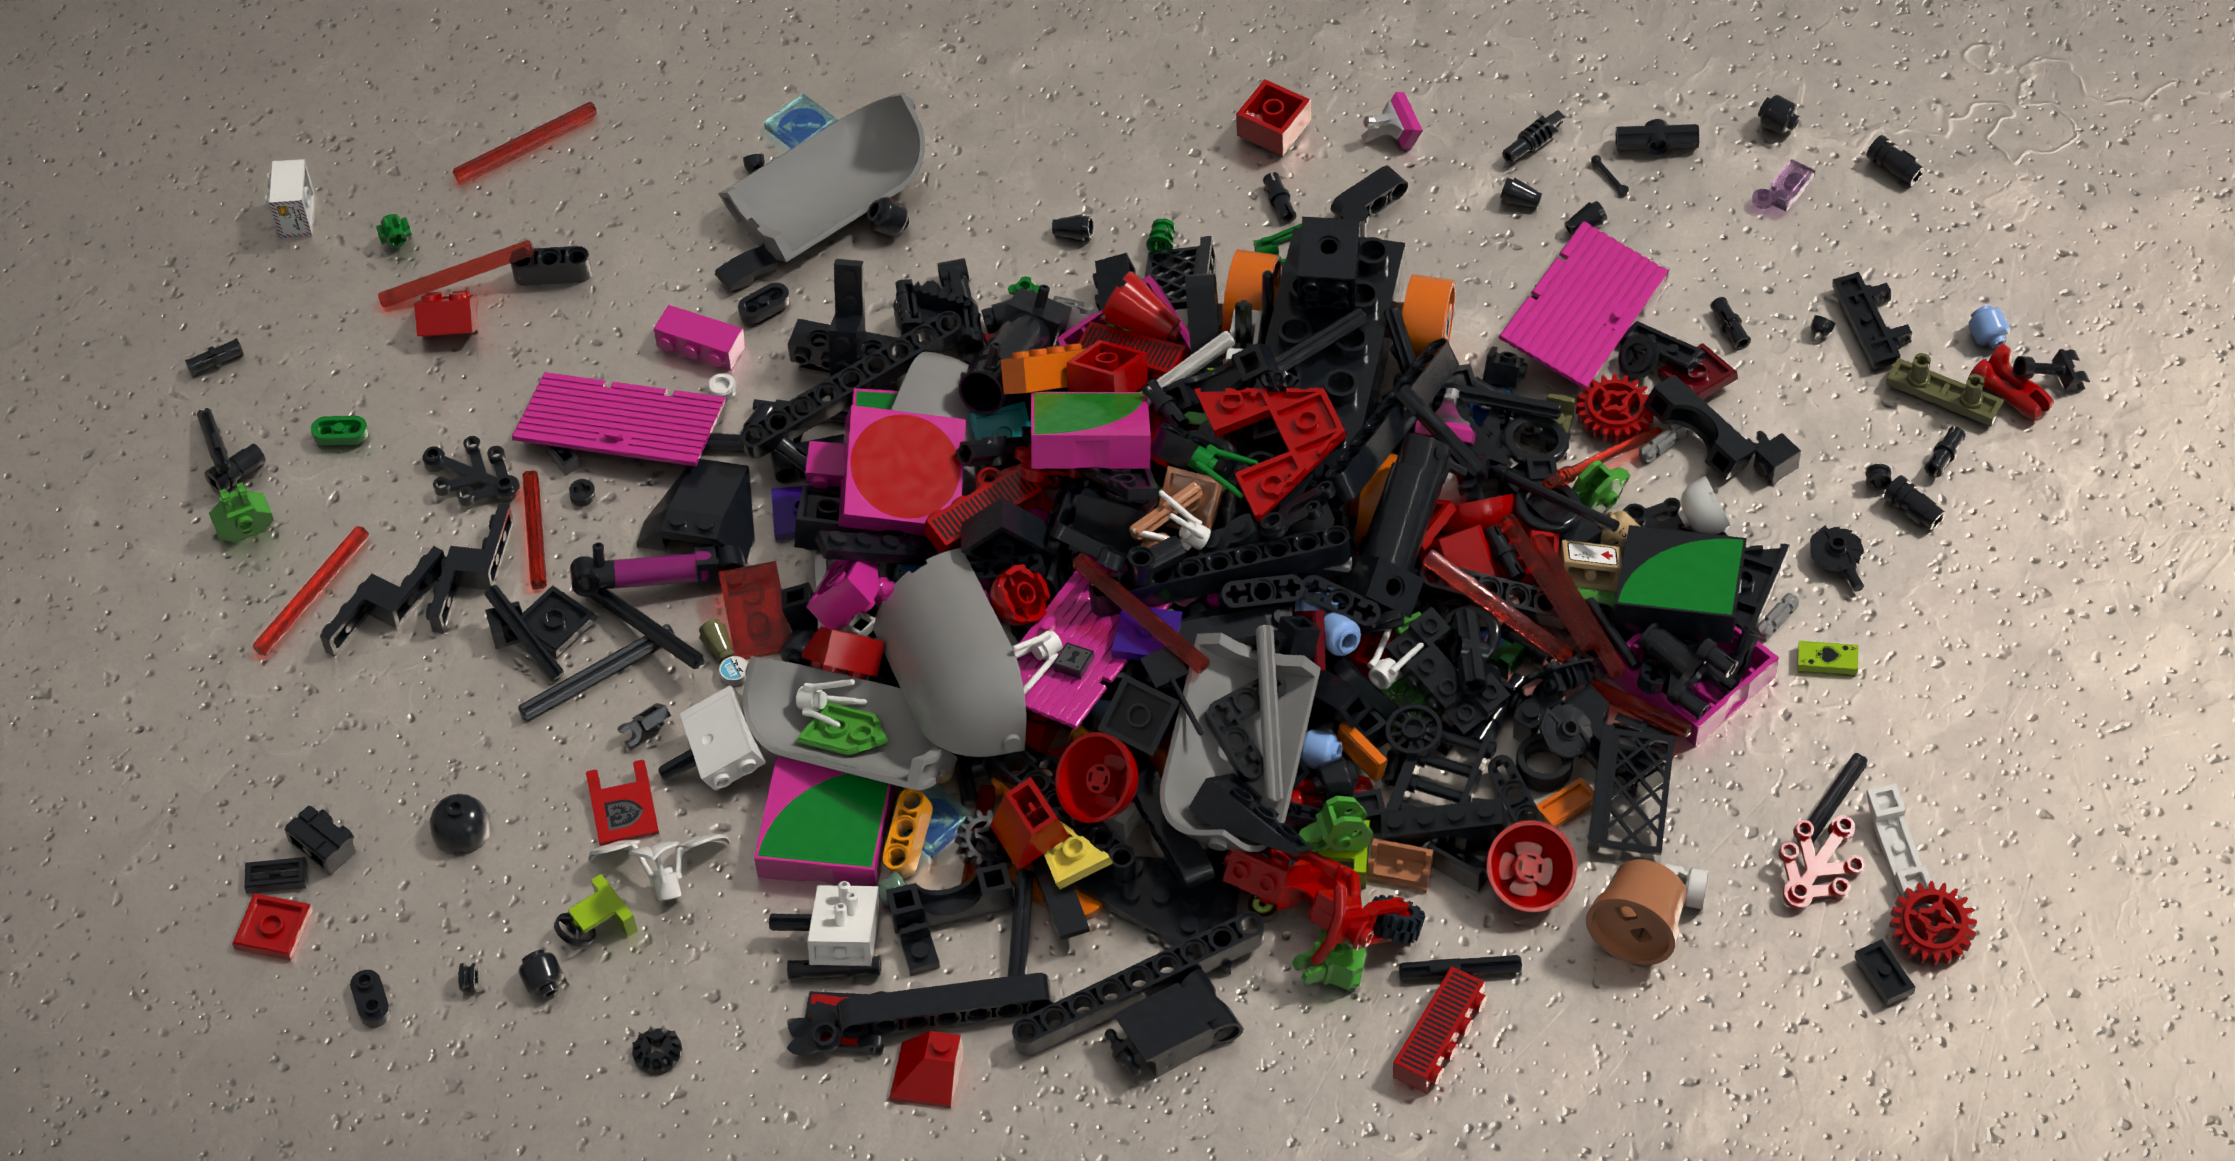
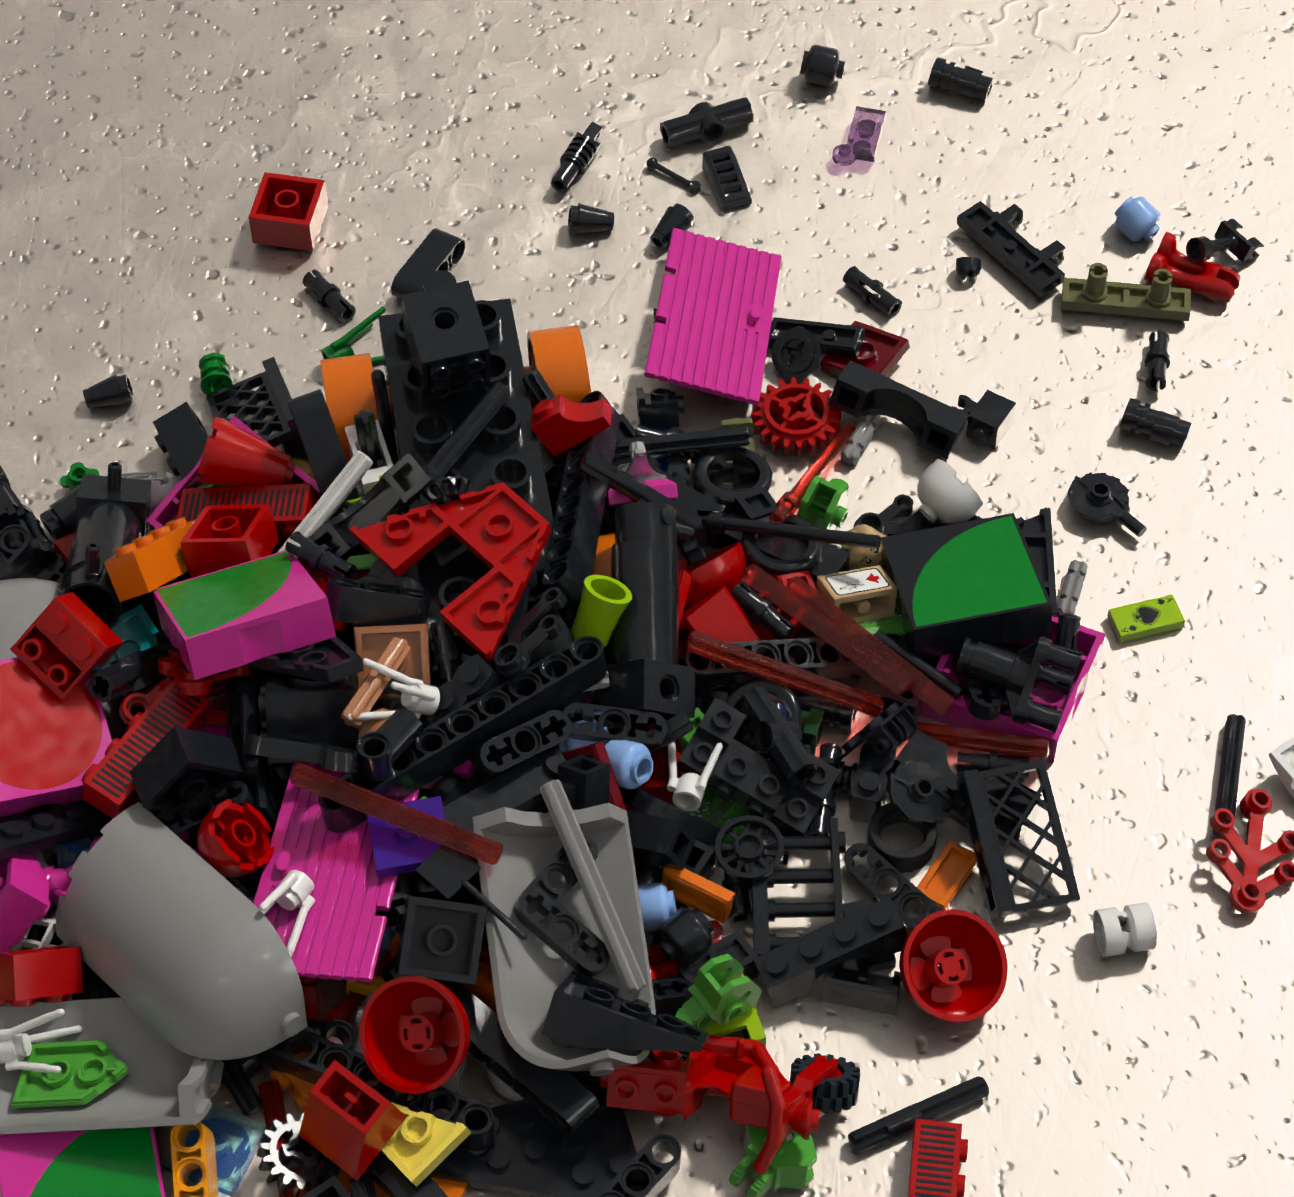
camera: 25 degrees left, 0 degrees up
(951, 414) = (66, 645): none -> red slope
(1073, 660) = (334, 898): tile -> none
(1204, 463) = (397, 610): green plant -> none
(1266, 911) = (653, 1124): tile -> none
(1361, 509) = (600, 607): none -> lime plant
(1396, 120) = (423, 178): piece -> none
(1400, 865) = (798, 1014): nougat hinge -> none
(1404, 357) = (565, 423): none -> red arch
(1638, 913) = (1099, 979): nougat piece -> none
(1652, 175) = (721, 161): none -> black slope
(1878, 477) = (1104, 407): black bush -> none

